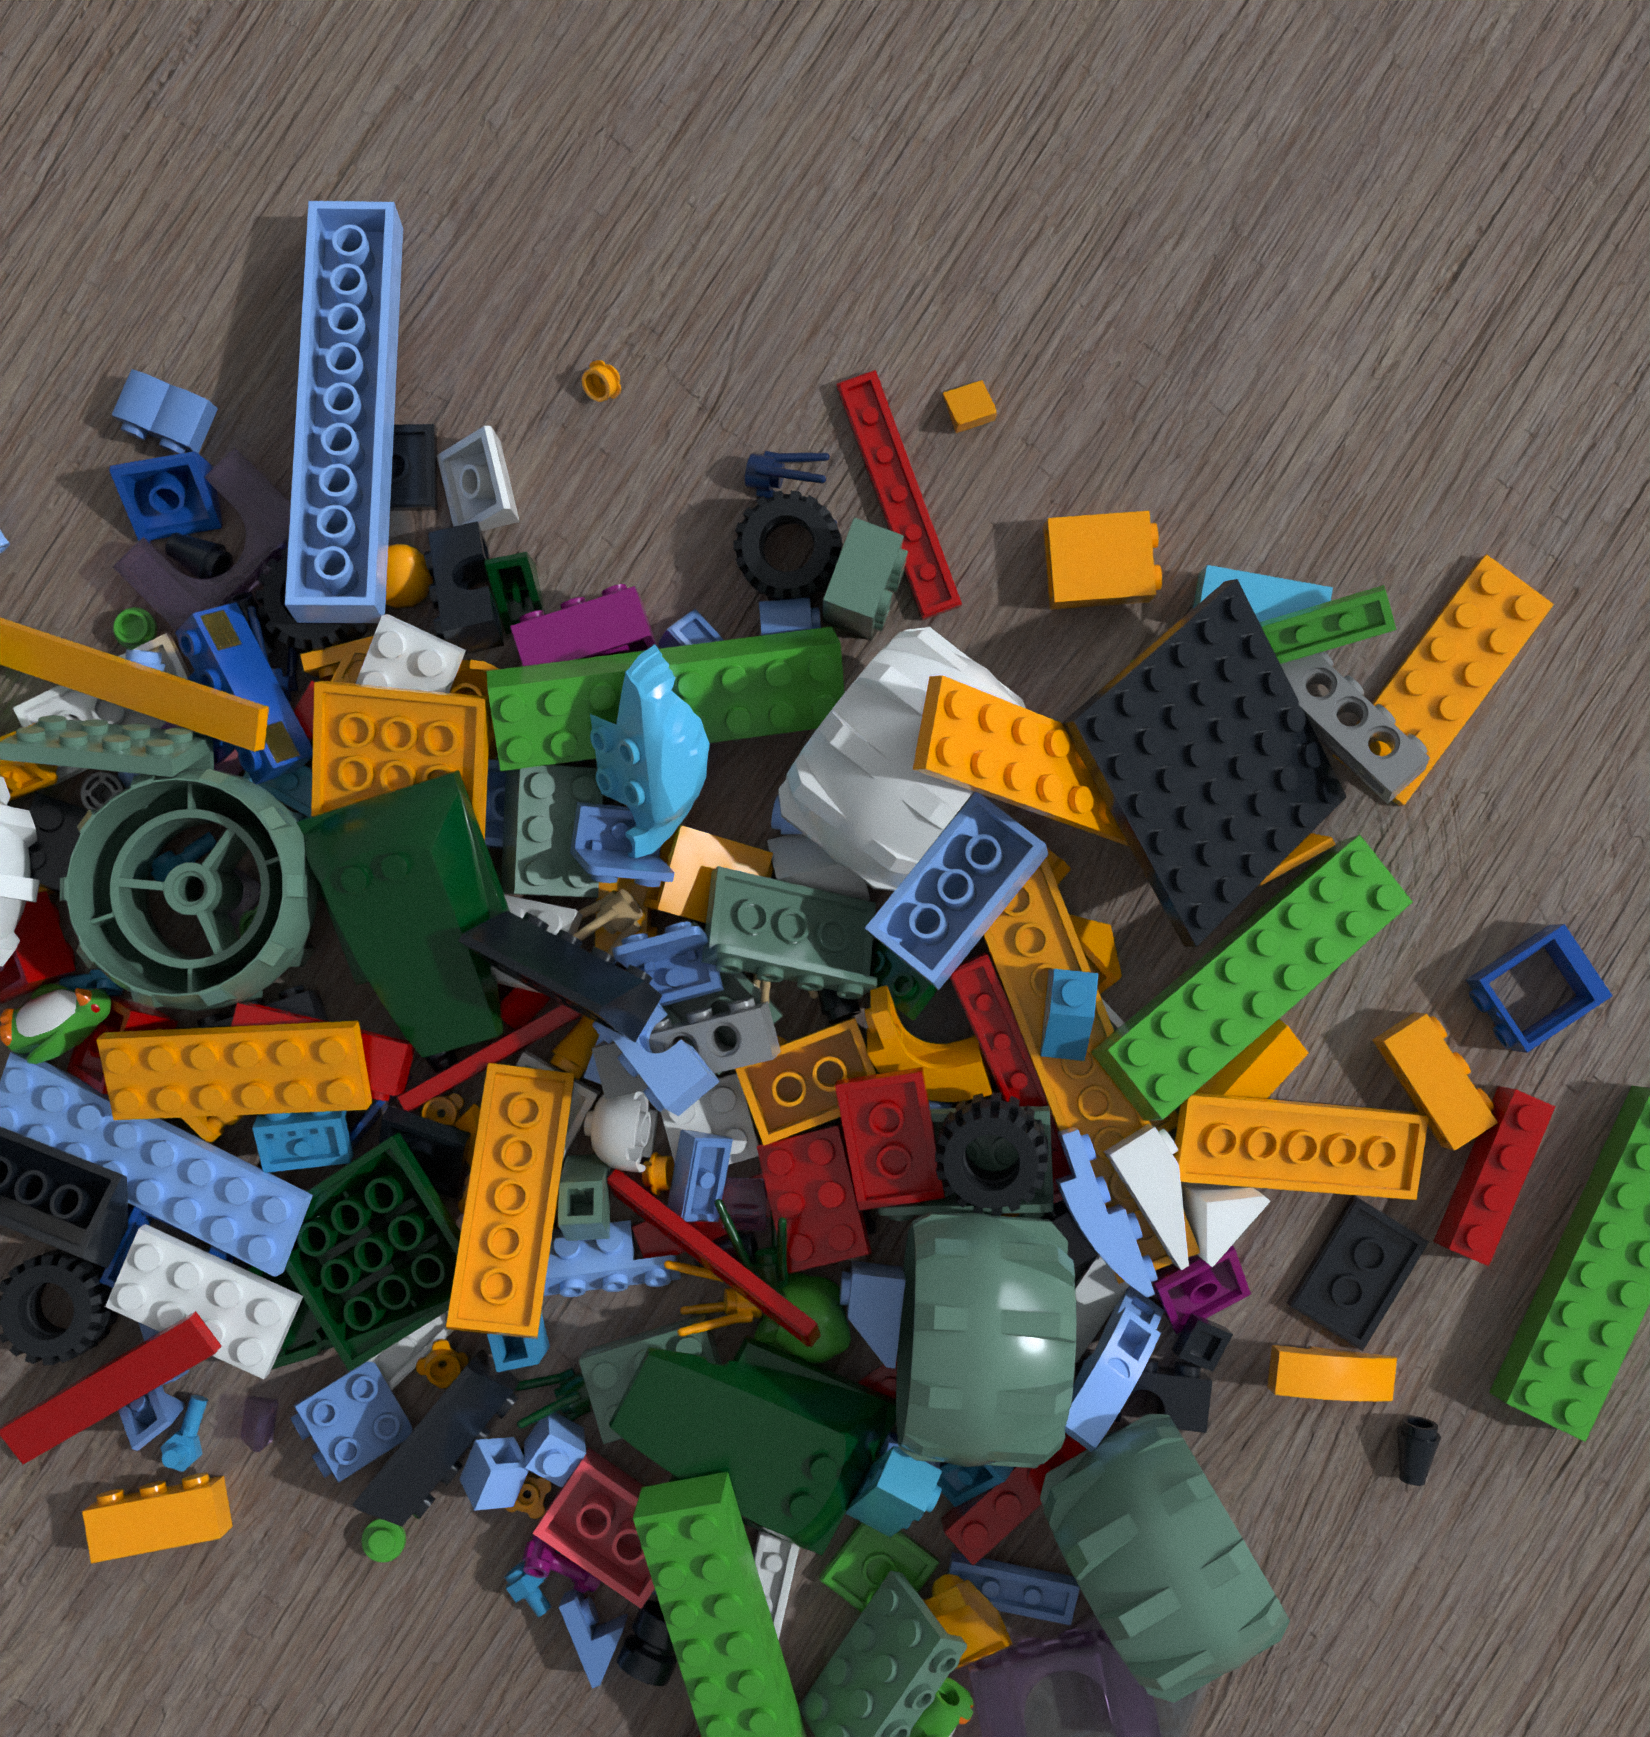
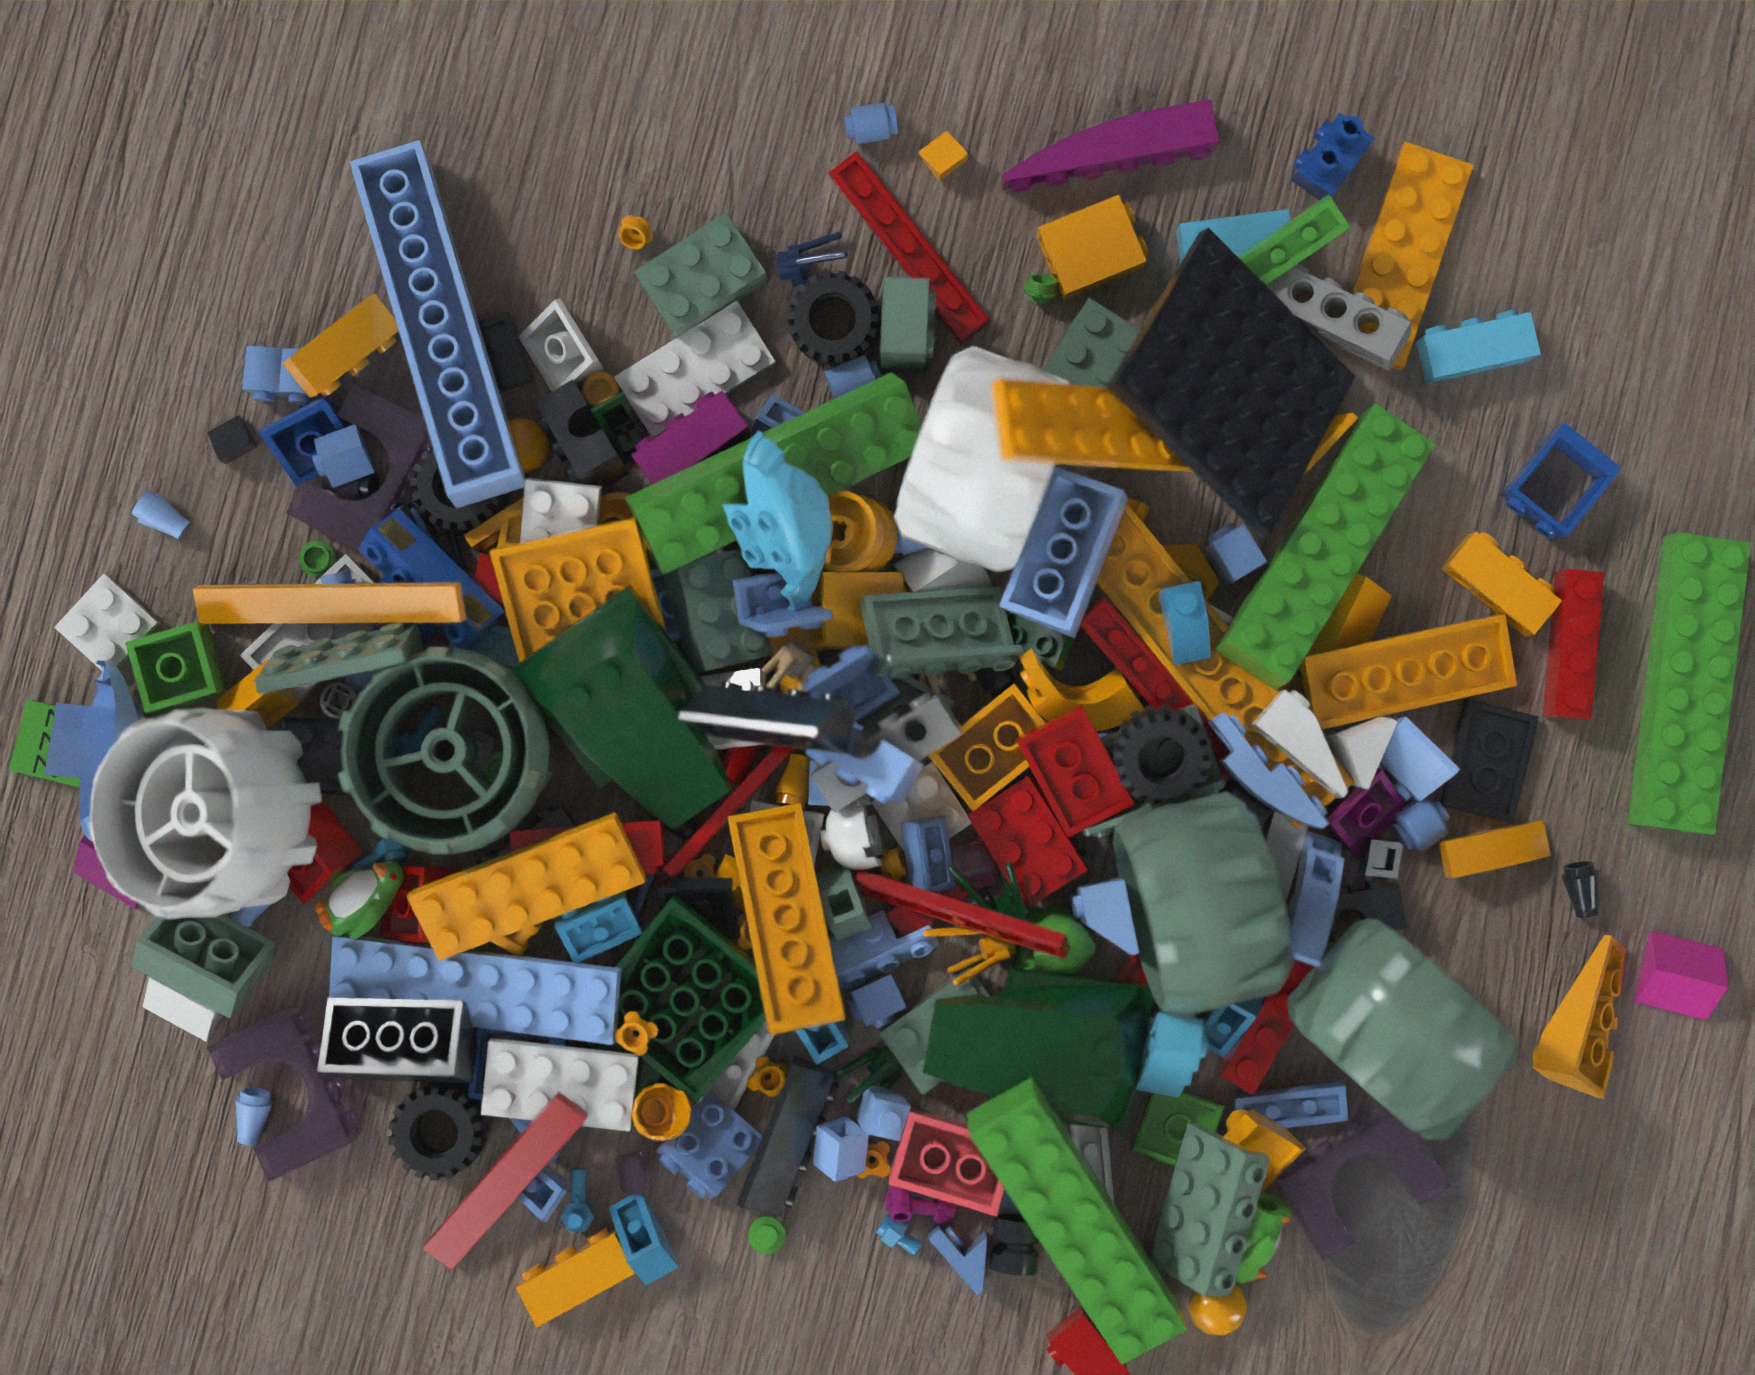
camera: 15 degrees left, 0 degrees up
(84, 468) = (231, 440): none -> black slope
(195, 524) = (342, 456): none -> medium blue brick
(233, 404) = (343, 347): none -> light orange brick
(243, 1501) = (642, 1238): none -> dark azure slope
(295, 1278) = (634, 1043): none -> light orange plate
(306, 1369) = (661, 1112): none -> light orange hair
(506, 540) = (599, 388): none -> light orange tile
(590, 1320) = (877, 1001): none -> medium blue brick
(634, 546) = (707, 358): none -> white plate
(657, 453) = (701, 275): none -> sand green brick
(738, 794) = (861, 533): none -> light orange wheel
(900, 344) = (871, 123): none -> medium blue brick
(1029, 586) = (1041, 288): none -> bright green plate
(1063, 671) = (1092, 347): none -> sand green brick
(1147, 951) = (1233, 553): none -> medium blue brick
(1170, 457) = (1121, 144): none -> magenta slope
(1259, 1319) = (1421, 824): none -> medium blue head
(1275, 1252) = (1415, 762): none -> light blue slope
(1355, 1615) = (1577, 1036): none -> light orange wedge
(1402, 545) = (1333, 157): none -> blue brick
(1494, 807) = (1477, 346): none -> medium azure brick
(1496, 1583) = (1681, 975): none -> dark pink slope

